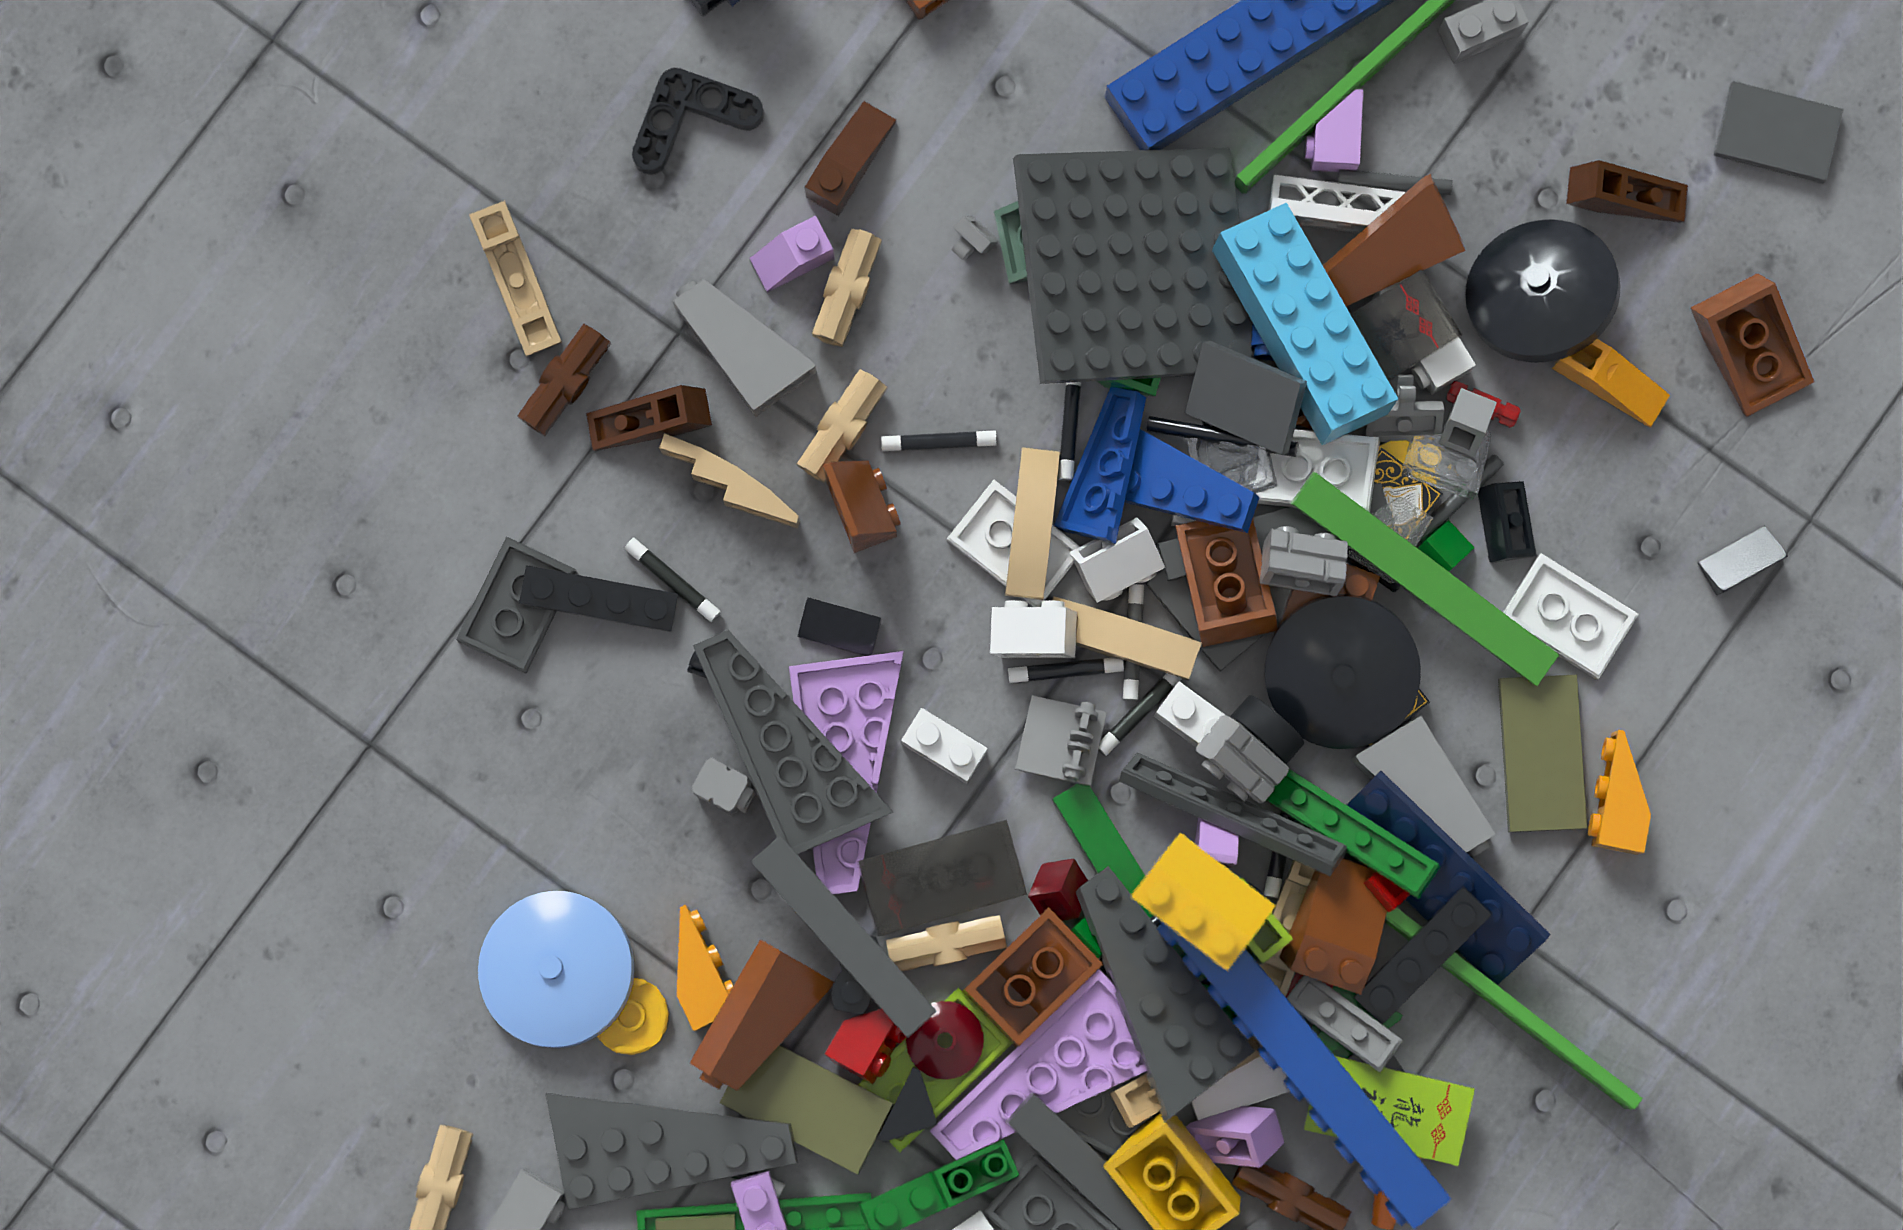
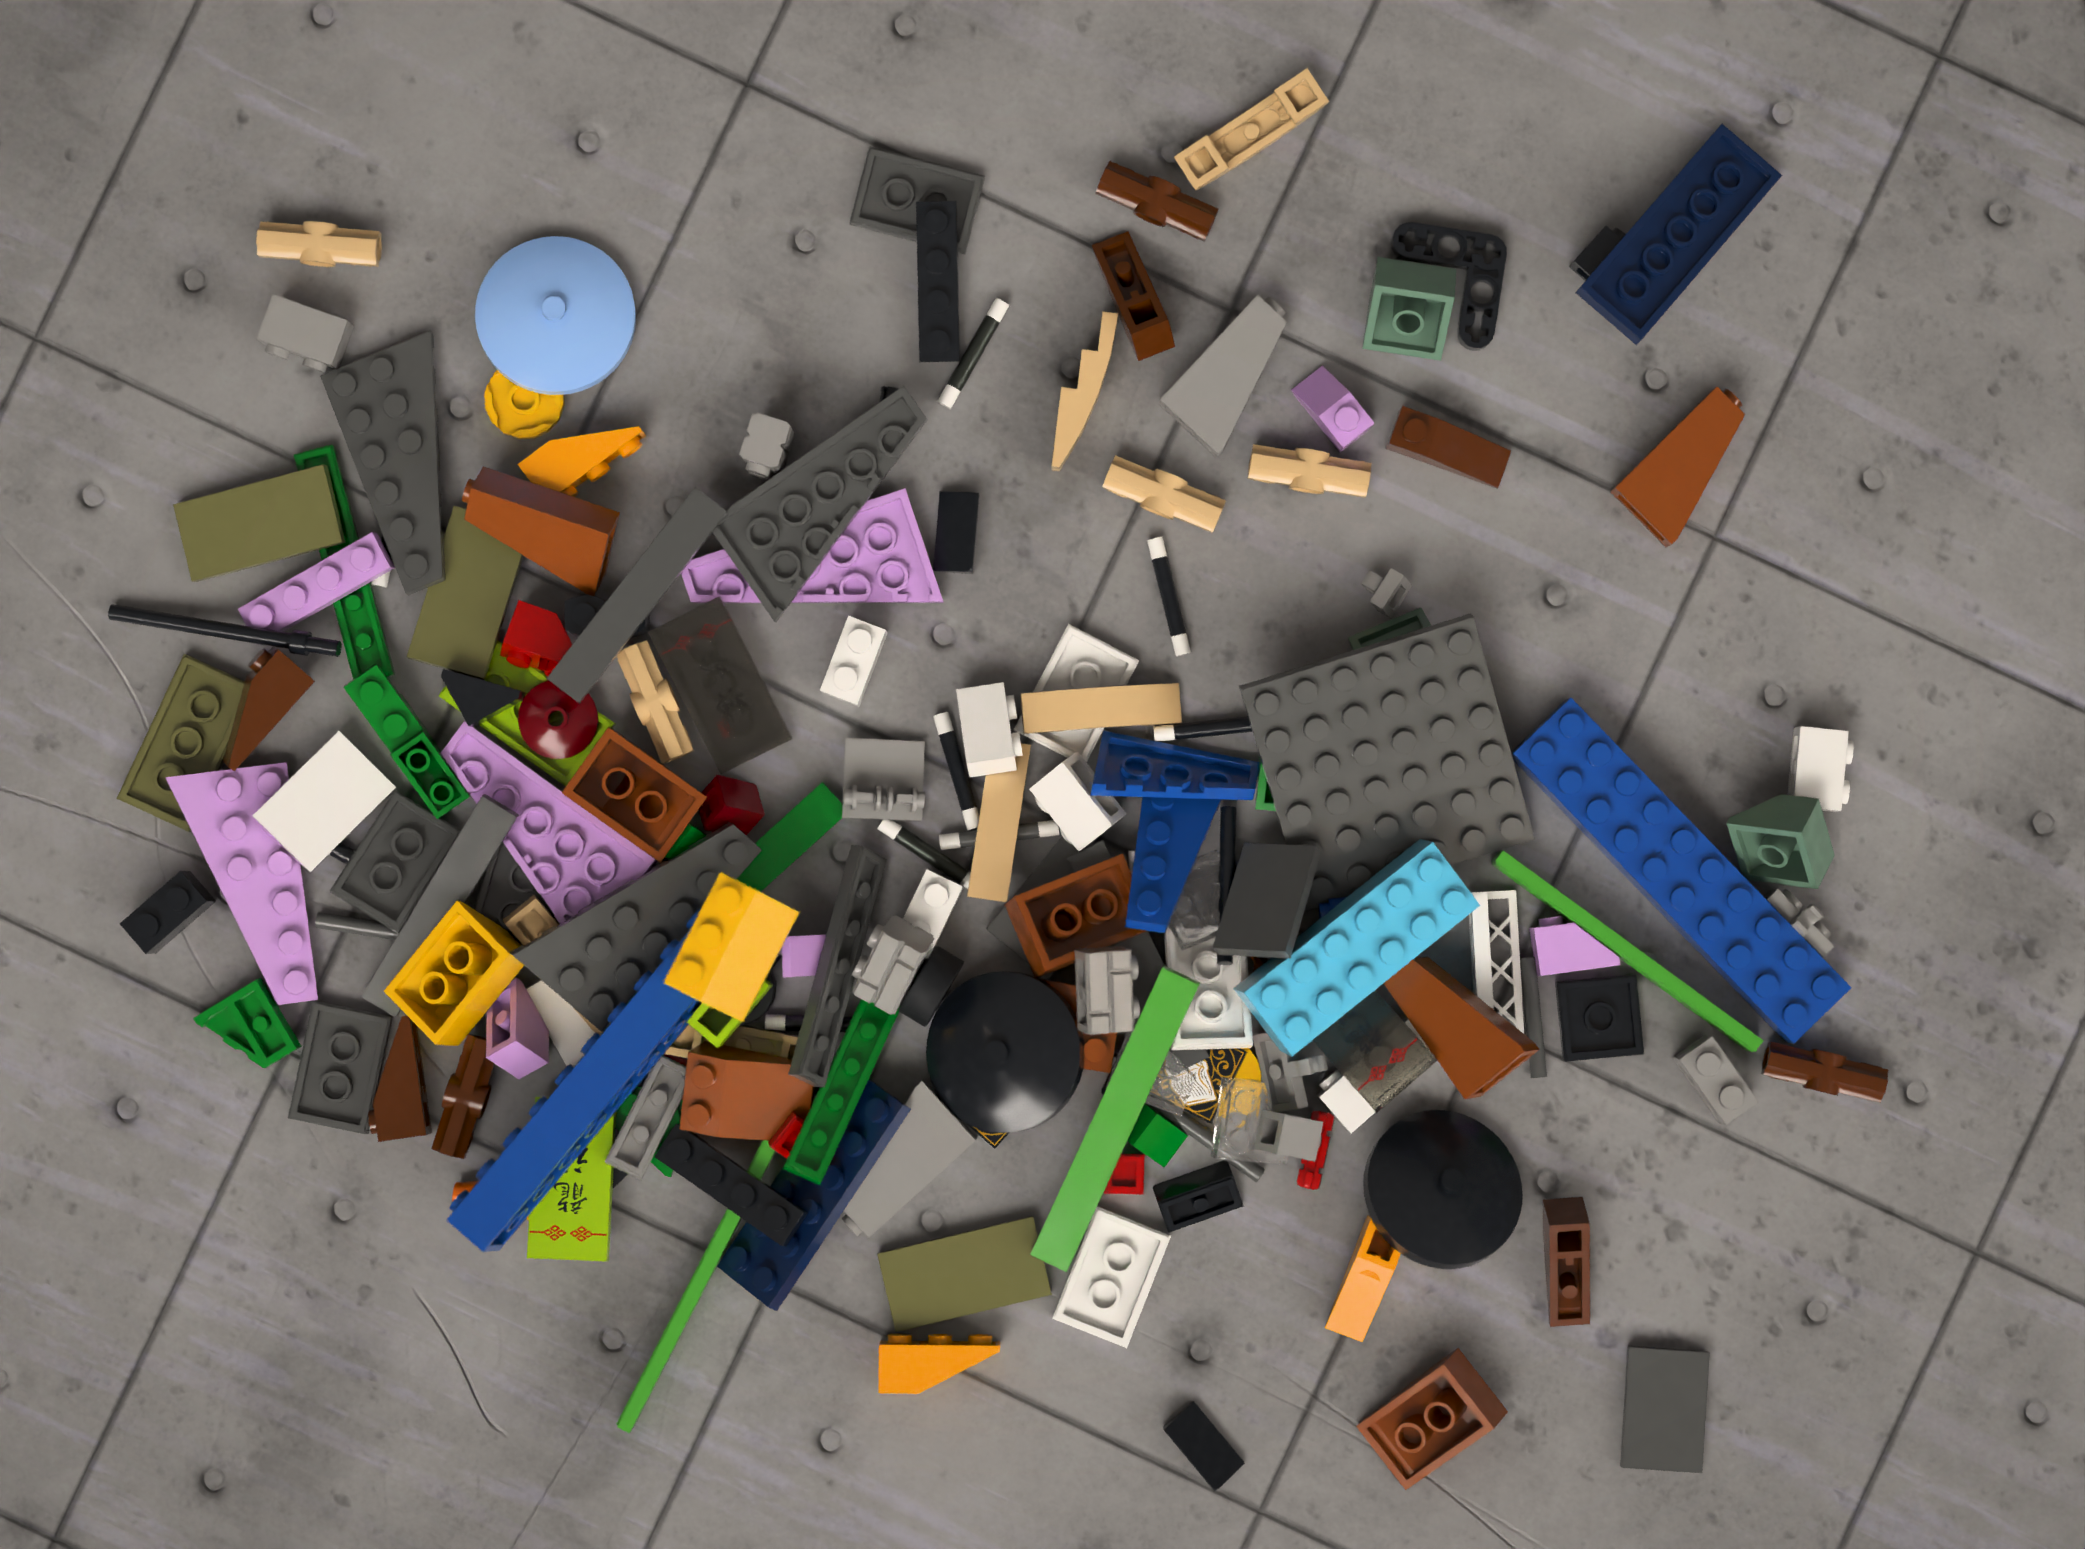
camera: 85 degrees right, 5 degrees up
(713, 166) = (1409, 308): none -> sand green slope
(860, 503) = (1084, 528): dark orange slope -> none
(1406, 122) = (1599, 1018): none -> black tile
(1478, 579) = (1127, 1175): none -> red tile

